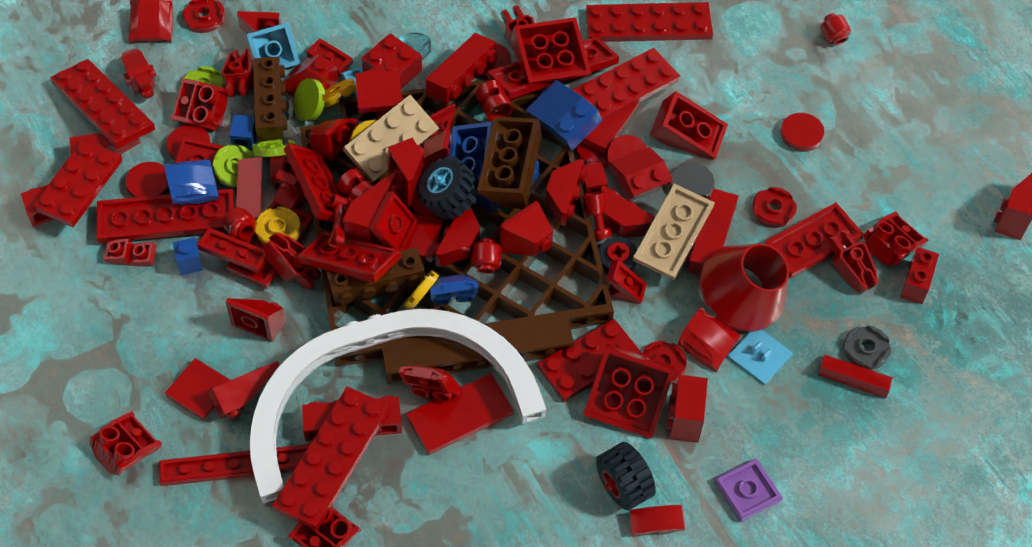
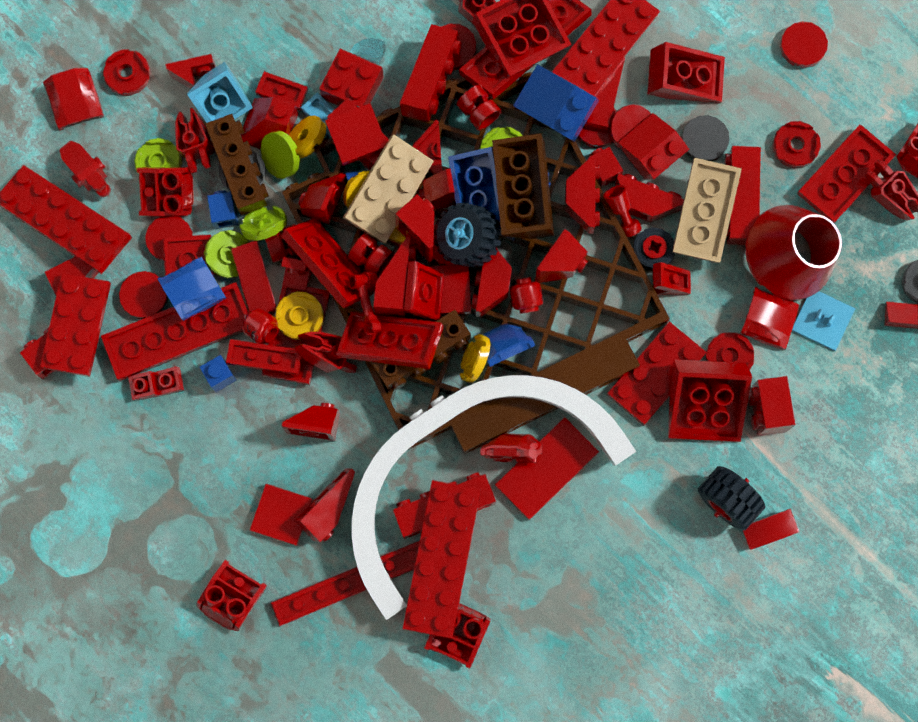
camera: 10 degrees left, 20 degrees up
(748, 490) = (847, 470): medium lavender tile -> none

